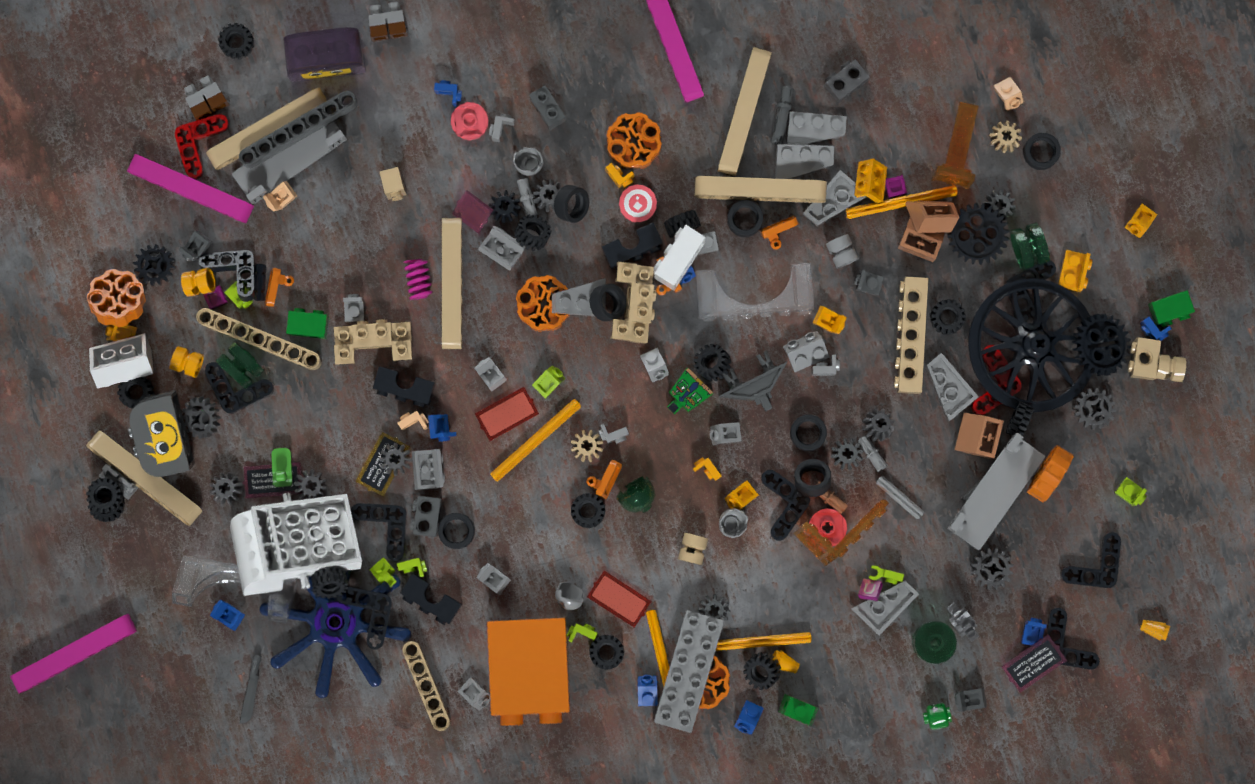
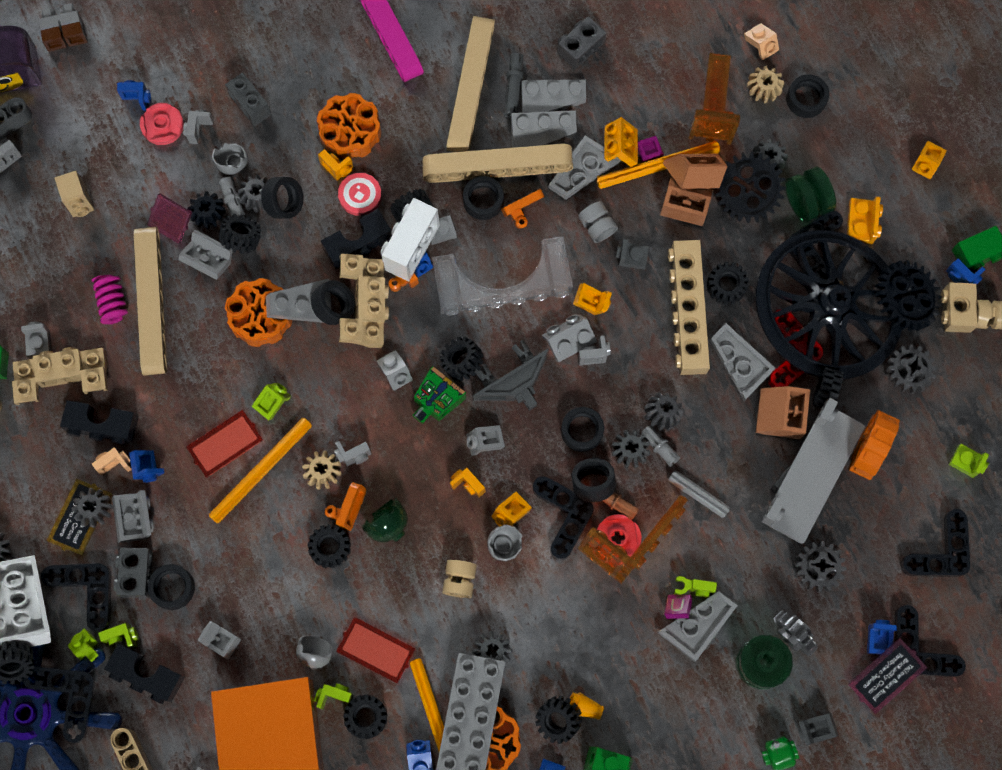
camera: 10 degrees left, 10 degrees down
(490, 373) = (200, 397): light grey bracket -> none
(763, 641) = (556, 683): light orange axle -> none

